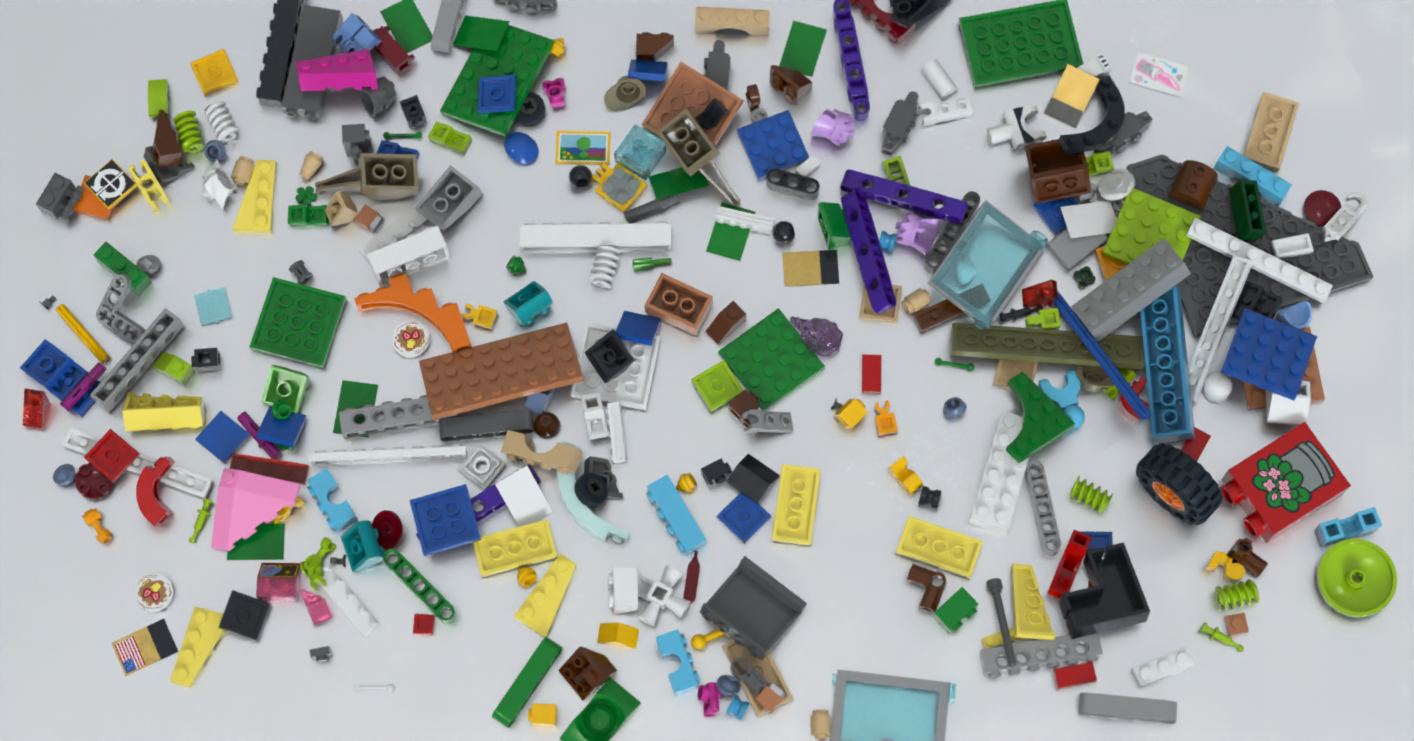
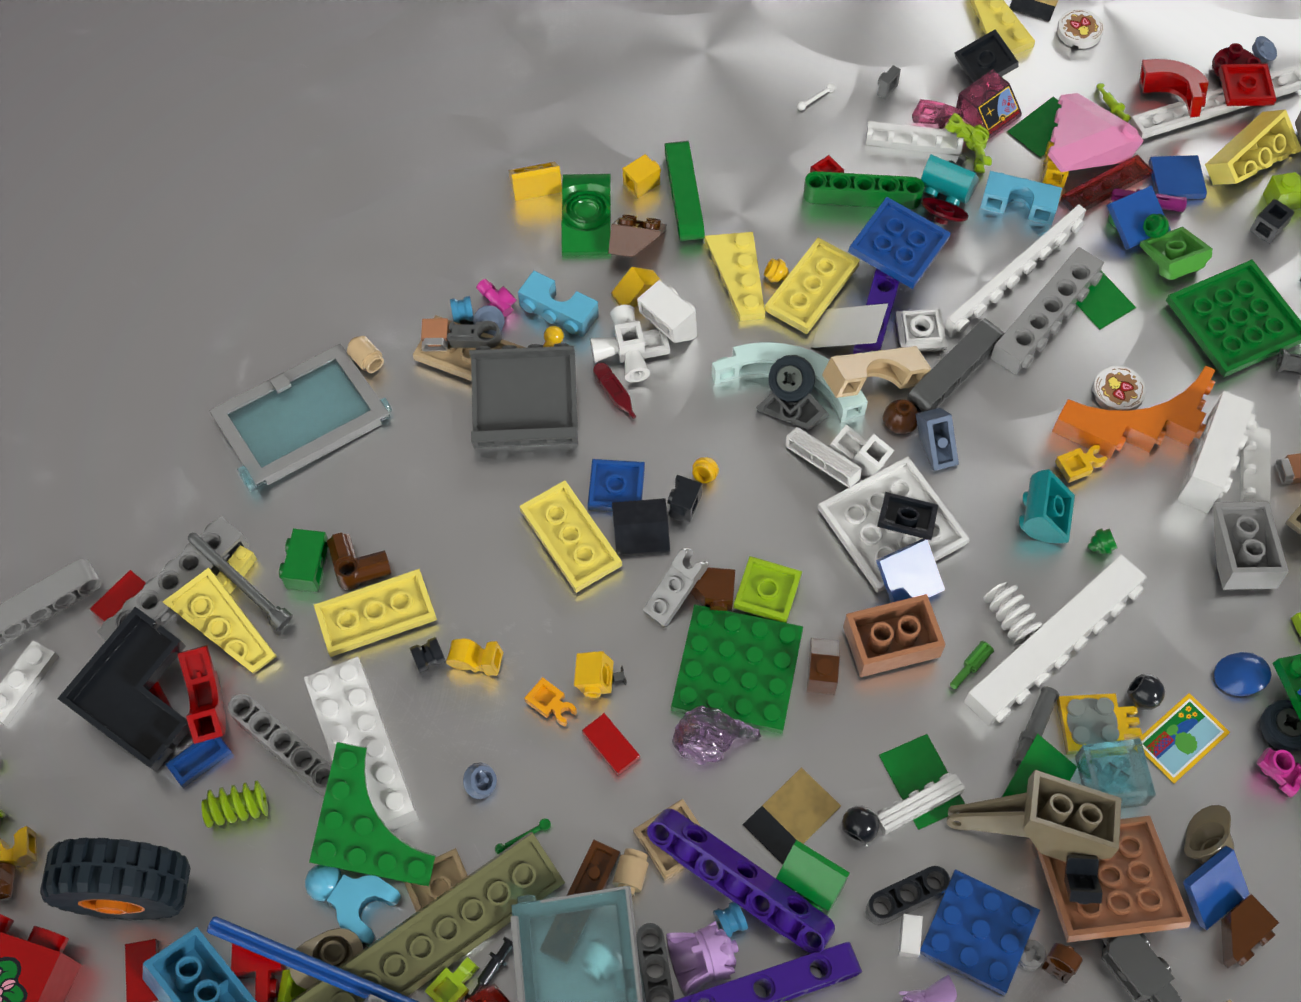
camera: 140 degrees right, 10 degrees down
(92, 517) = (1200, 39): light orange bar -> none
(500, 371) = (997, 418): nougat plate -> none
(676, 514) = (685, 429): medium azure brick -> none

